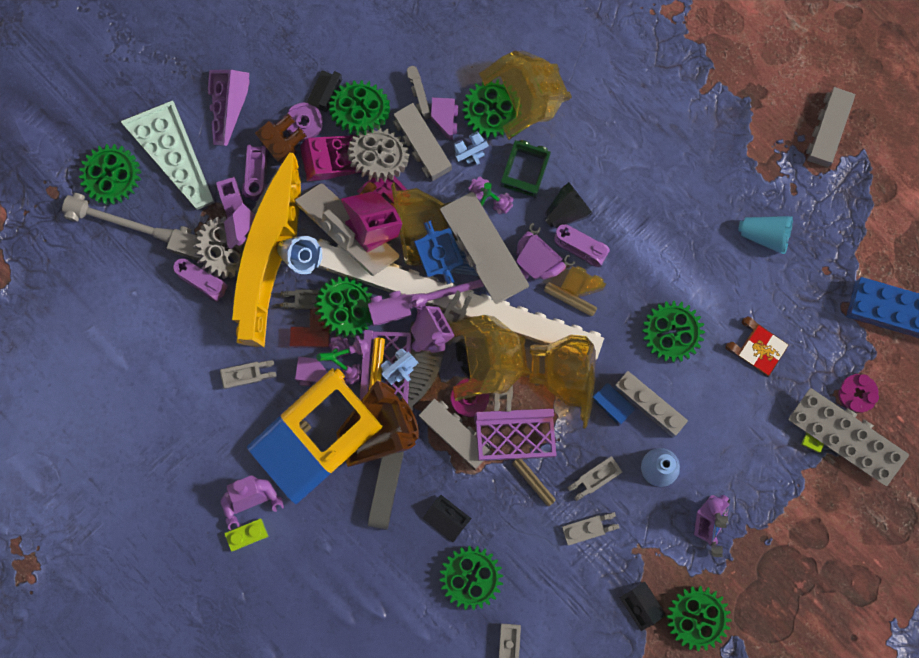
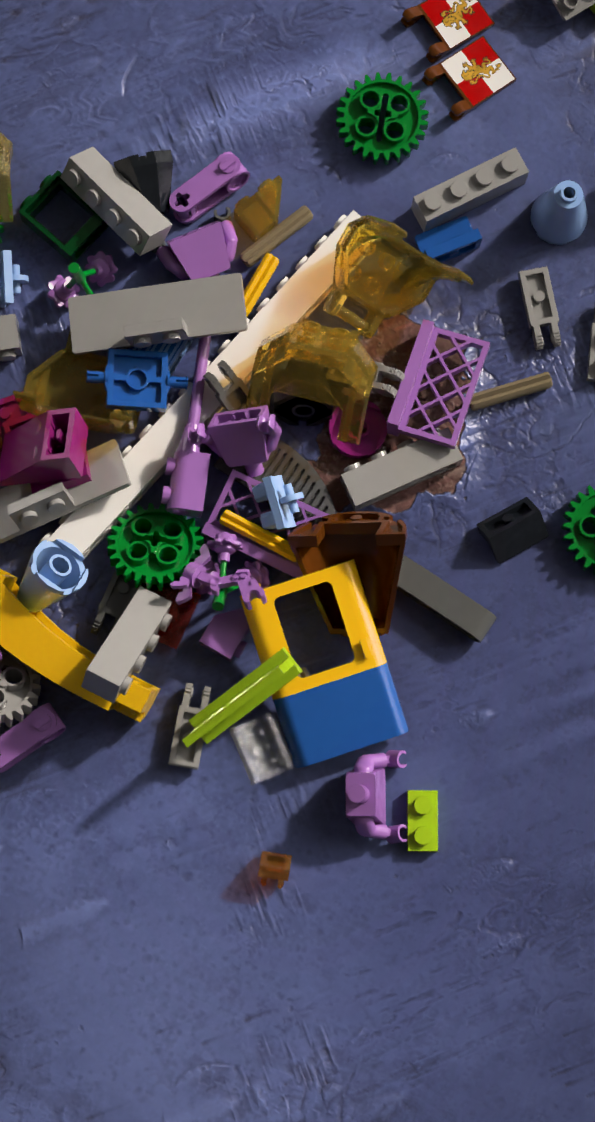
camera: 75 degrees left, 0 degrees up
(183, 457) = (274, 867): none -> clear orange tile
(250, 420) = (262, 748): none -> clear bracket
(271, 395) = (243, 697): none -> lime fence
(274, 314) = (127, 644): none -> light grey brick
(334, 337) = (195, 575): none -> medium lavender piece
(534, 300) = (259, 281): none -> yellow axle
(545, 193) = (116, 201): none -> light grey brick
(729, 376) = (475, 75): none -> flag

